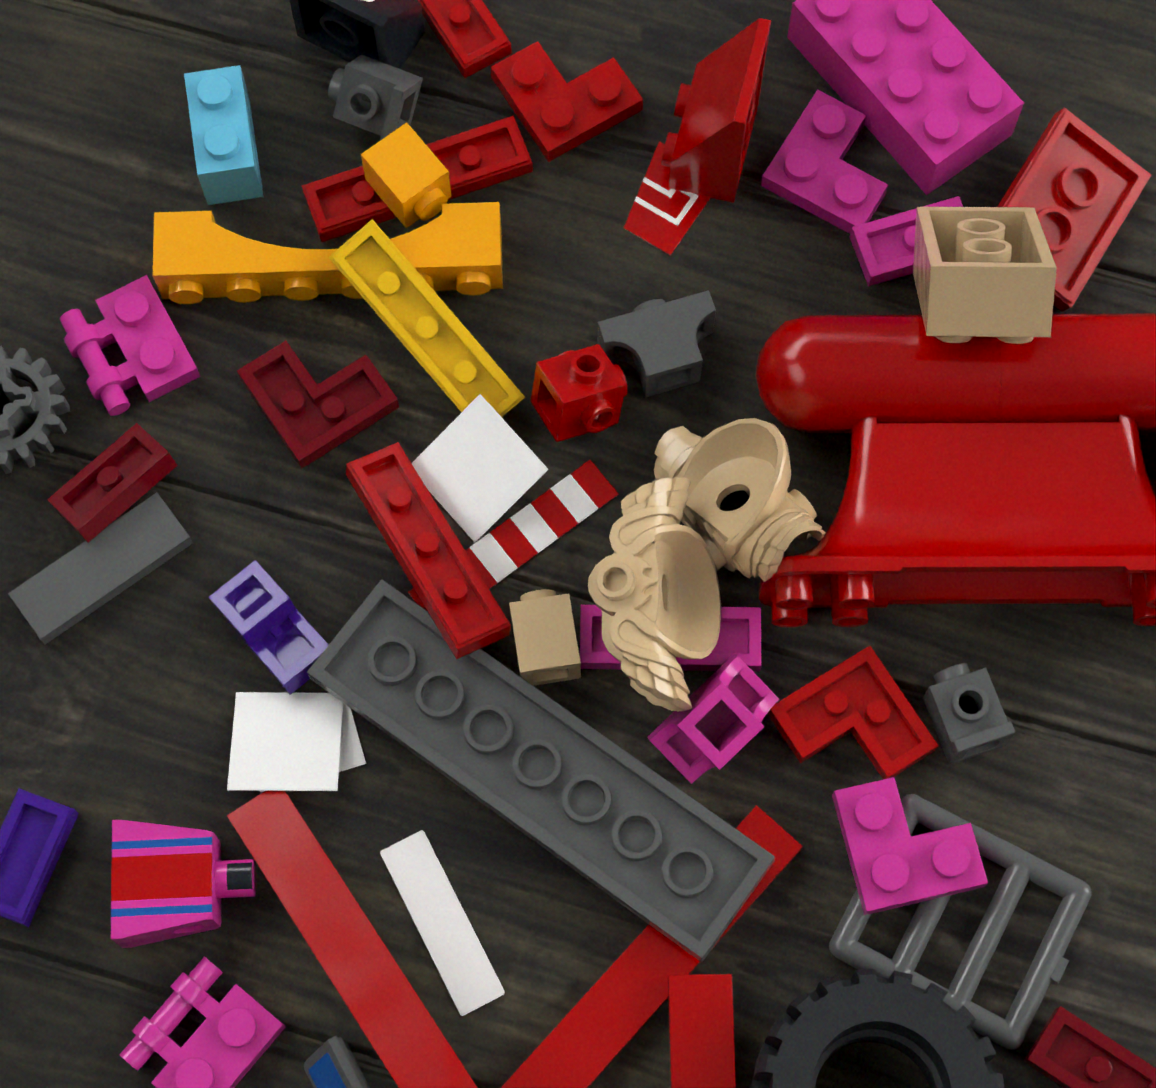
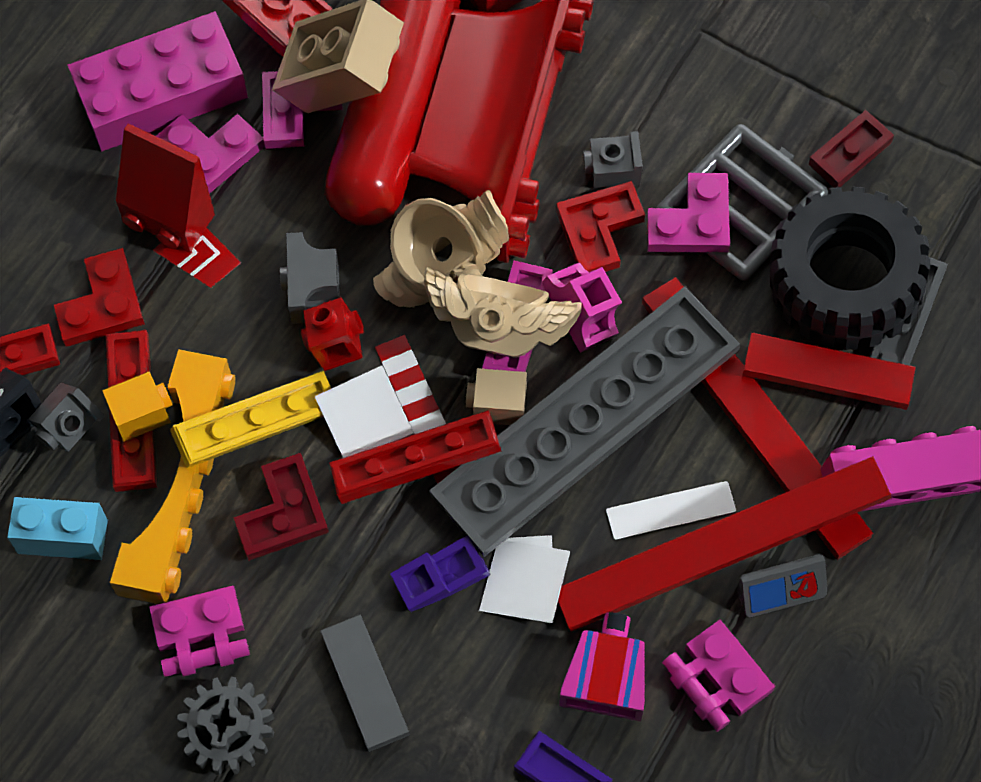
camera: 75 degrees left, 5 degrees down
(112, 482) = (305, 659): dark red plate -> none

